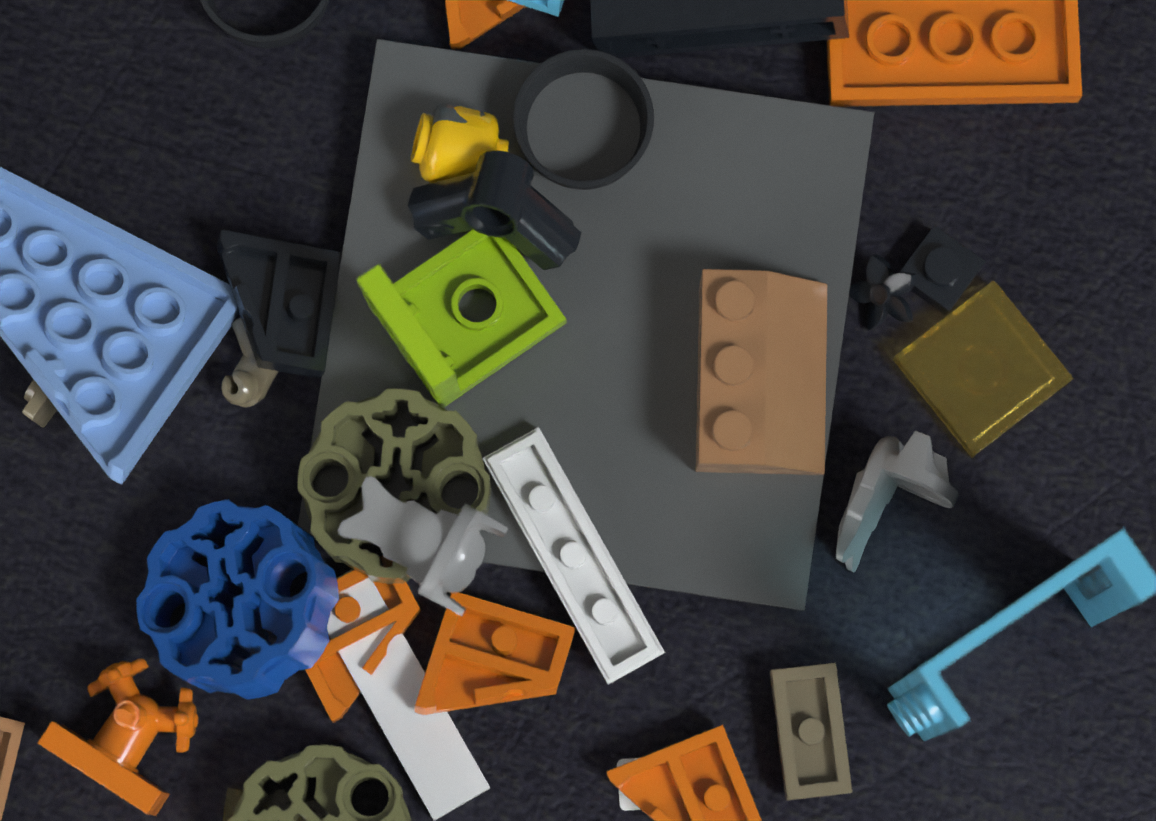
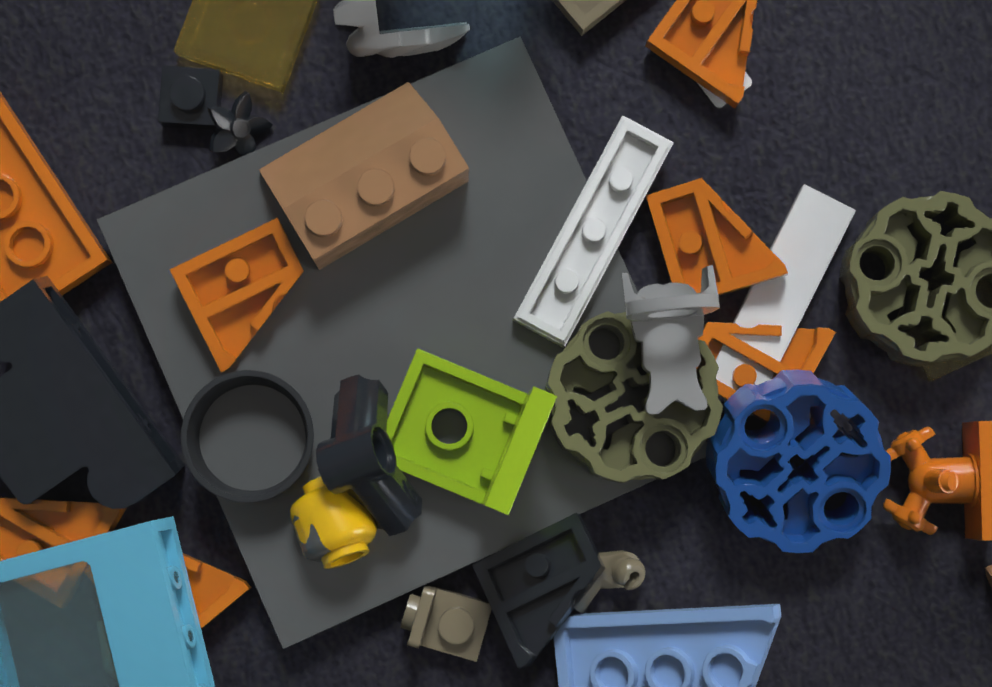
camera: 120 degrees left, 5 degrees up
(306, 198) = (446, 622): none -> dark tan bracket
(727, 196) = (238, 287): none -> orange wing

